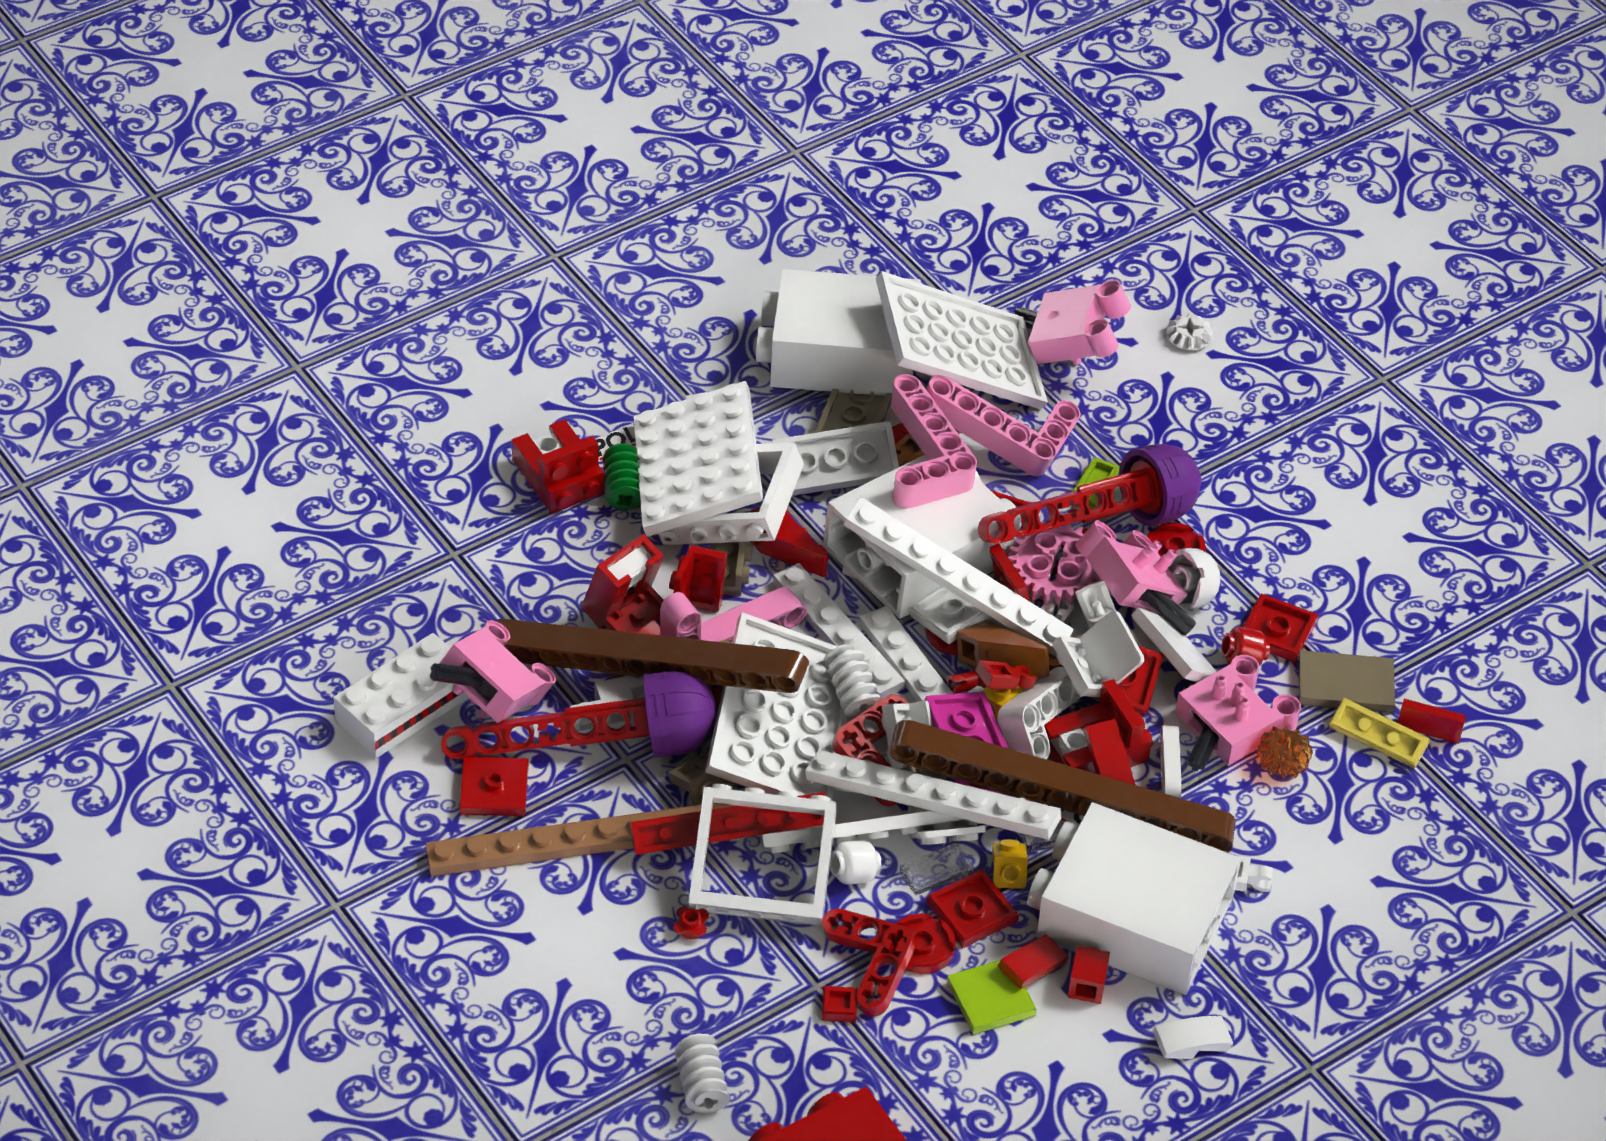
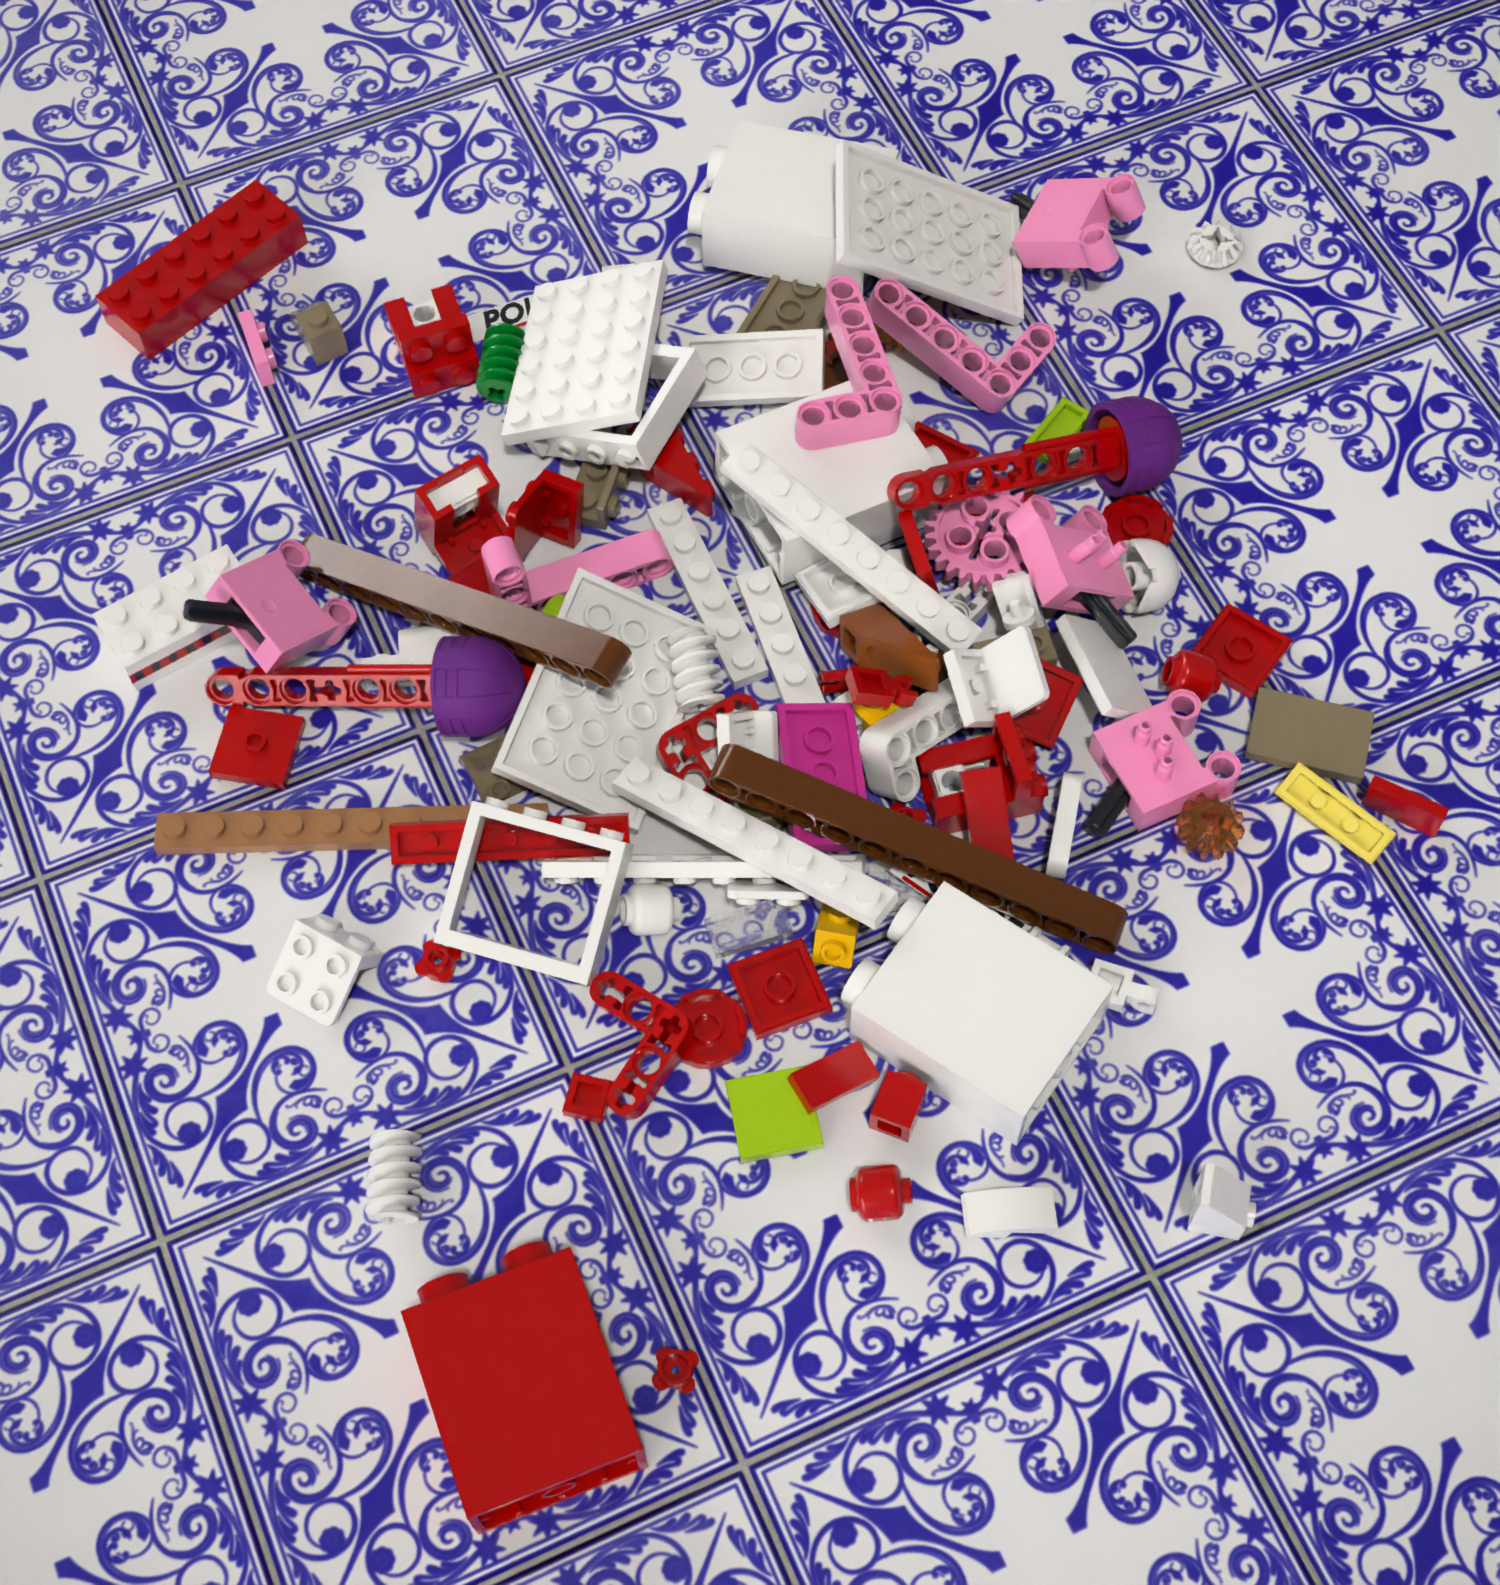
camera: 15 degrees right, 15 degrees up
(342, 430) = (202, 269): none -> red brick
(408, 488) = (255, 337): none -> bright pink plate
(457, 468) = (319, 331): none -> dark tan slope
(596, 938) = (320, 967): none -> white bracket
(1090, 1034) = (880, 1192): none -> red head
(1353, 1006) = (1220, 1204): none -> white slope

